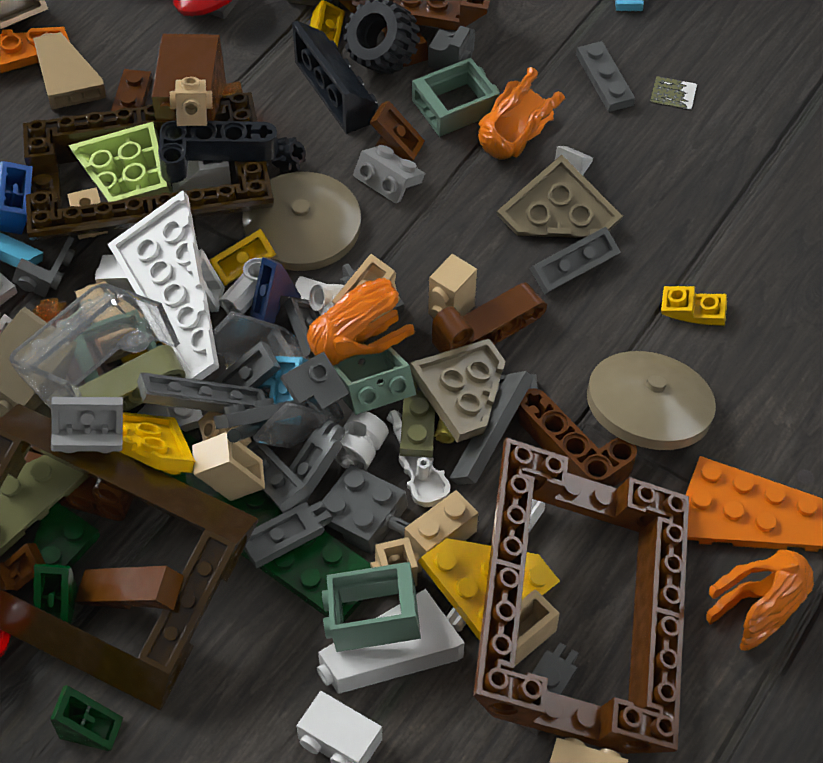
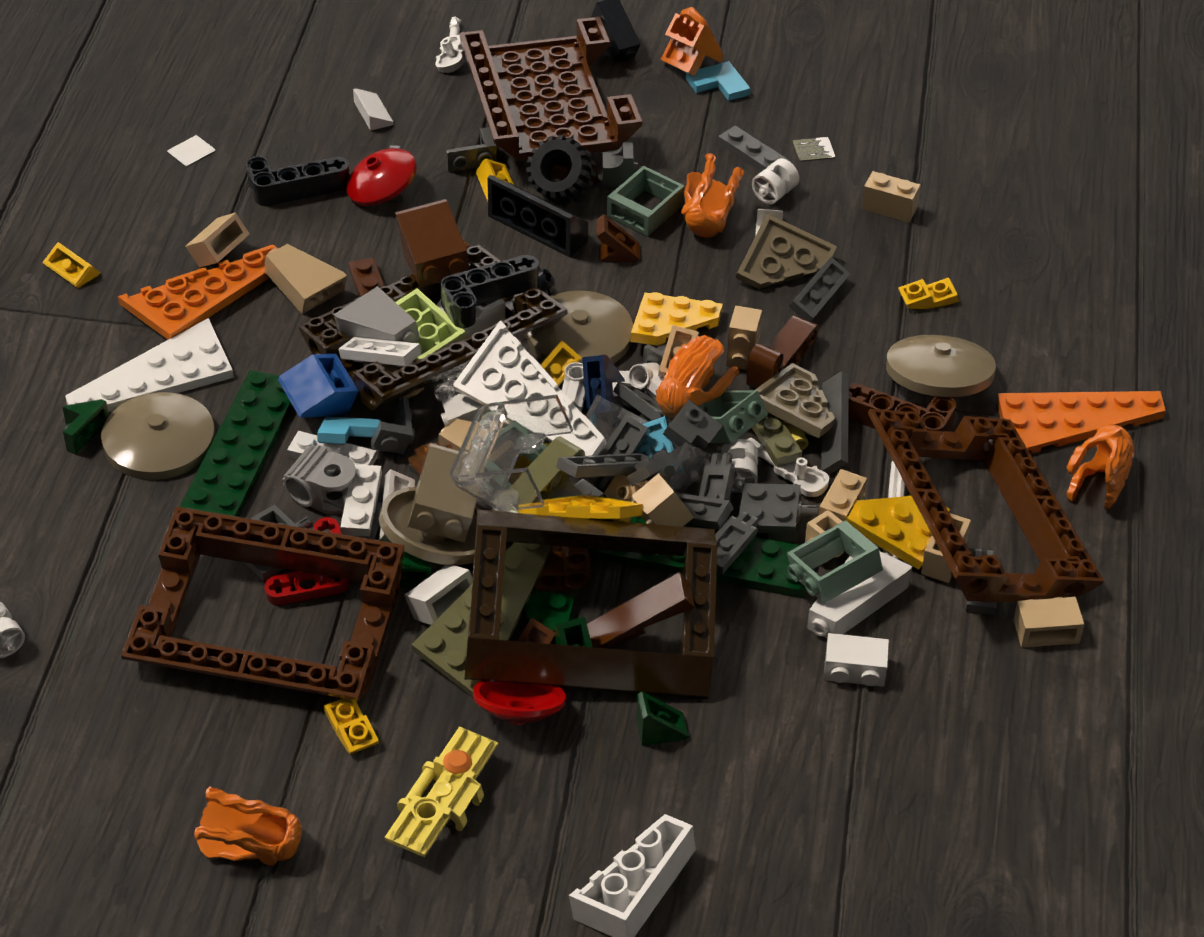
camera: 25 degrees left, 10 degrees down
(69, 180) = (382, 351): none -> white plate
(87, 146) = (377, 318): none -> light grey slope
(87, 424) = (553, 498): light grey bracket -> none
(191, 101) = (458, 255): tan brick -> none
(387, 172) = (626, 274): light grey bracket -> none
(399, 238) = (660, 312): none -> yellow plate
(601, 118) = (775, 181): none -> white wheel
(717, 176) = (890, 196): none -> tan brick

